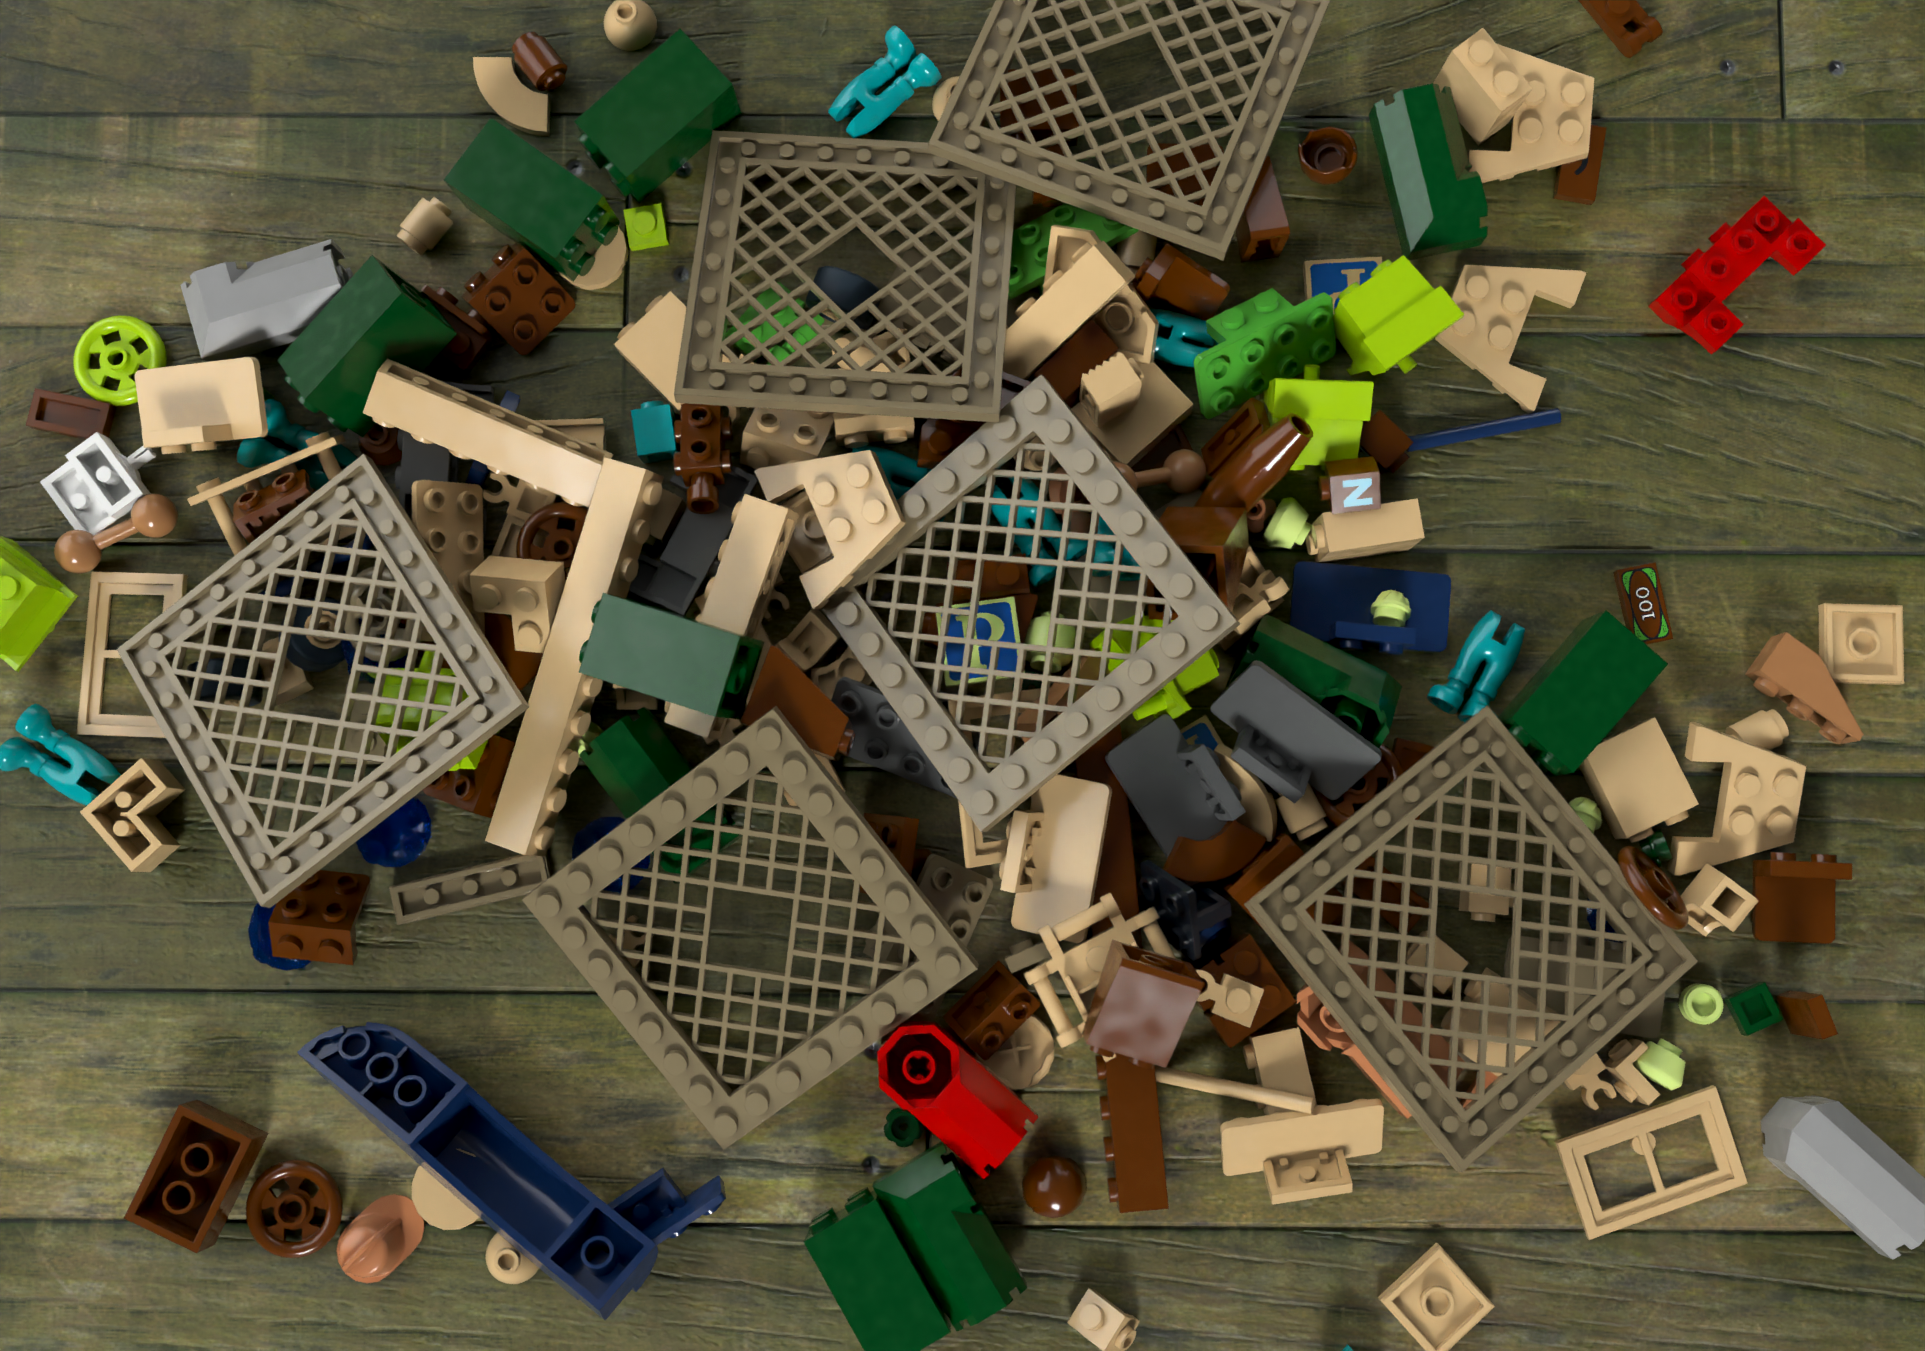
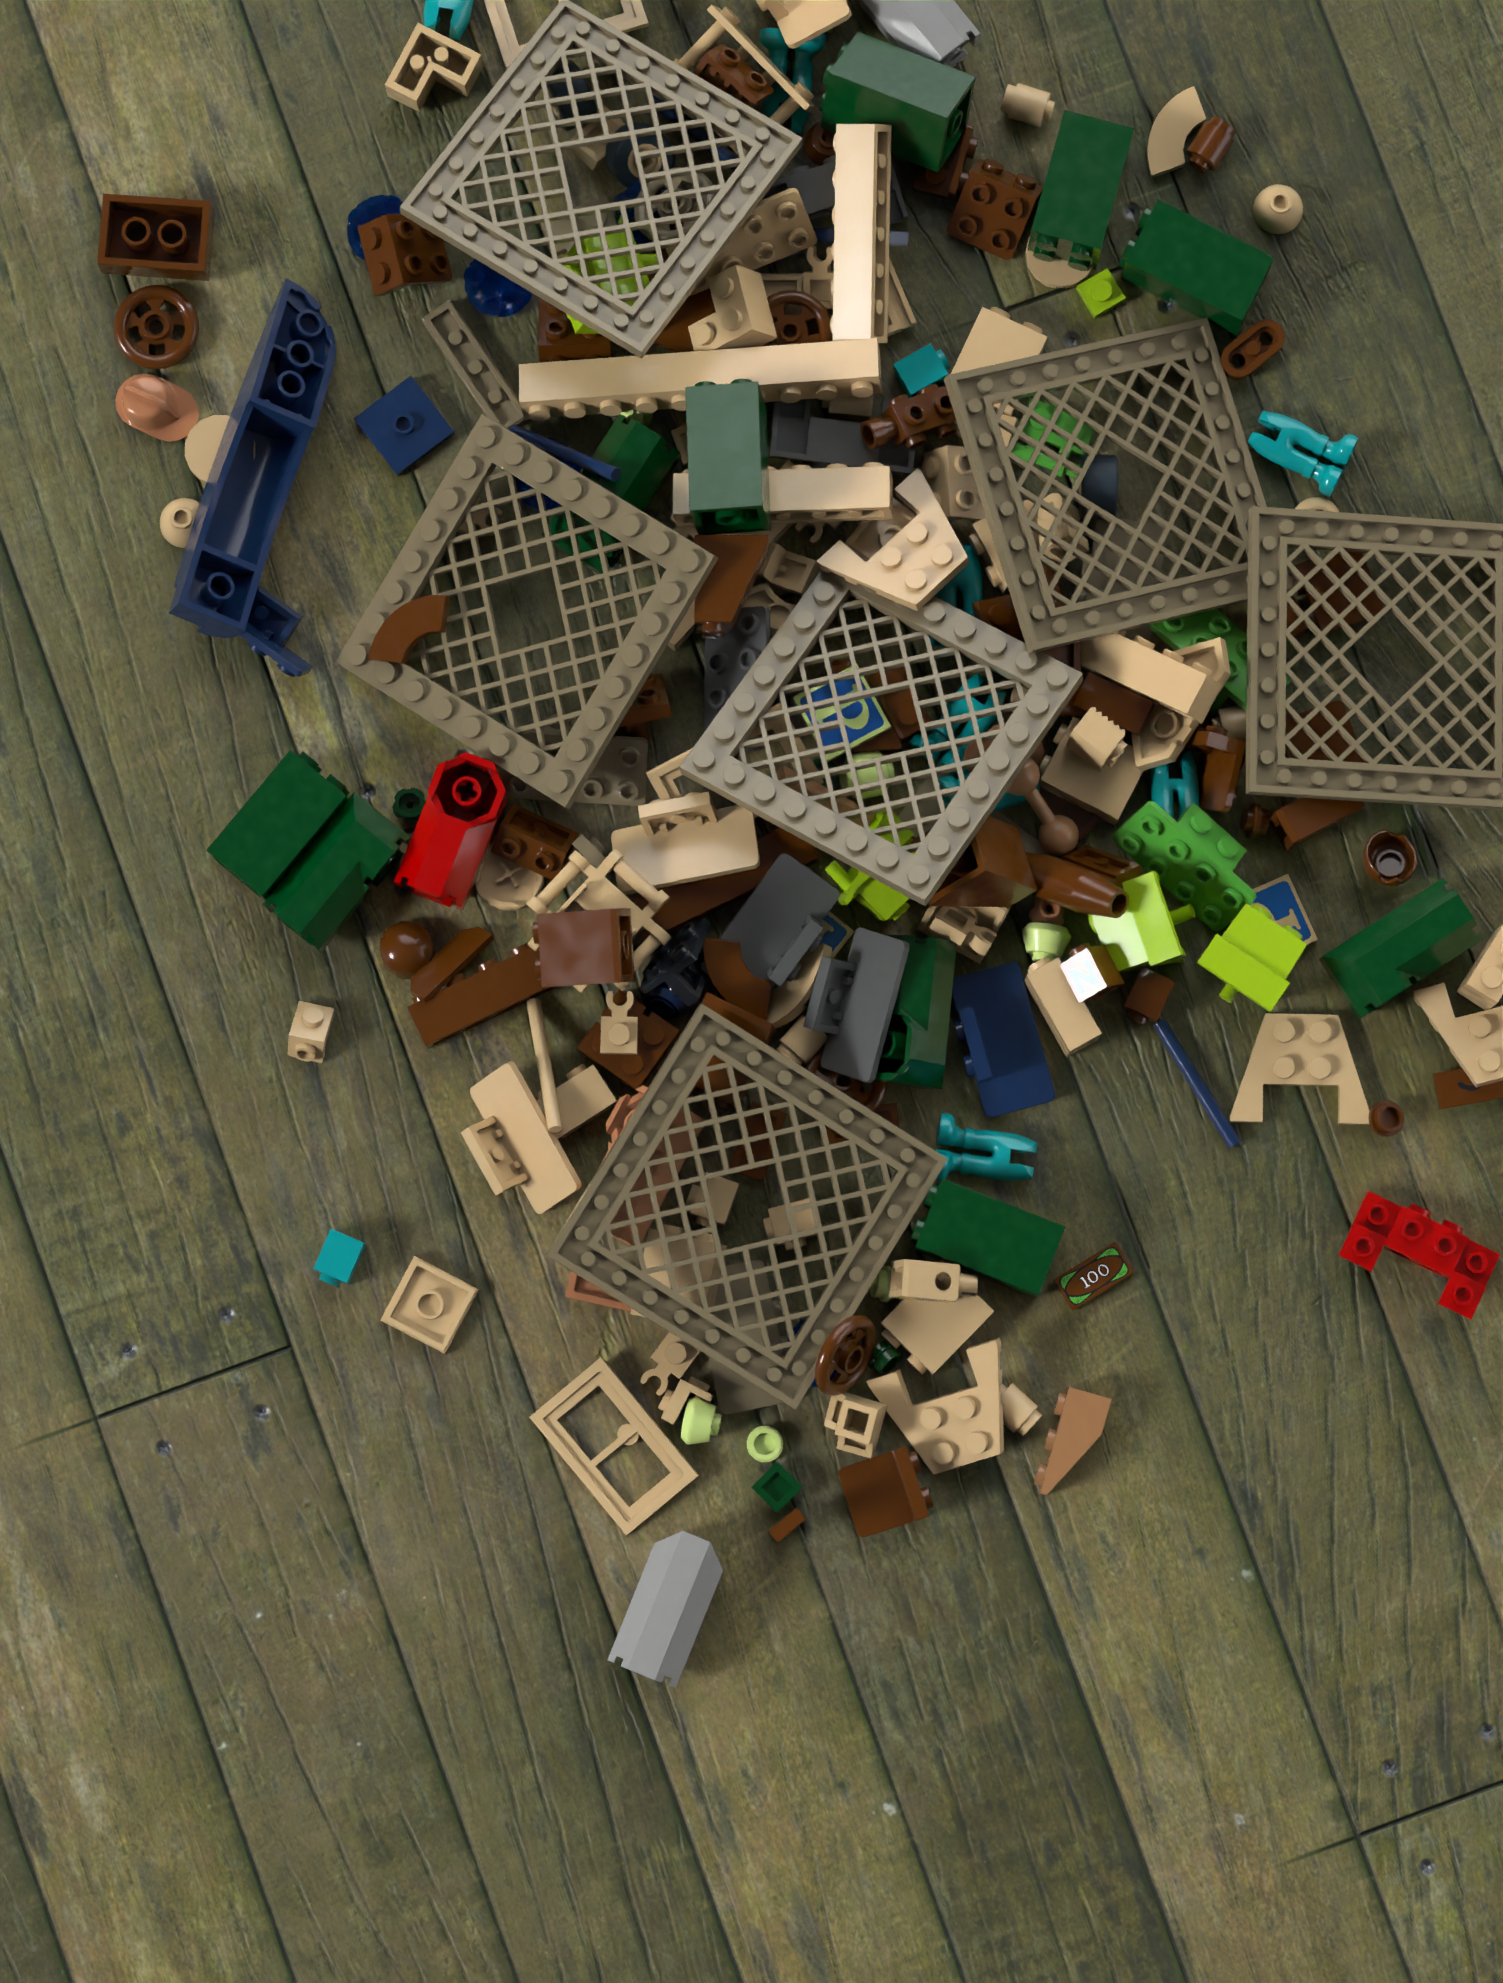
camera: 70 degrees right, 0 degrees up
(503, 984) = (404, 426): none -> dark blue plate
(601, 823) = (568, 454): none -> dark blue bar
(717, 1061) = (408, 626): none -> reddish brown tile
(761, 101) = (1251, 350): none -> reddish brown plate
(1086, 1149) = (449, 962): none -> reddish brown piece
(1240, 272) = (1255, 821): none -> reddish brown plate
(1391, 609) = (1003, 1054): yellowish green plate -> none
(1586, 256) = (1386, 1118): none -> reddish brown plate
(1612, 773) = (917, 1281): none -> tan torso
(1862, 643) = (1131, 1478): tan tile -> none

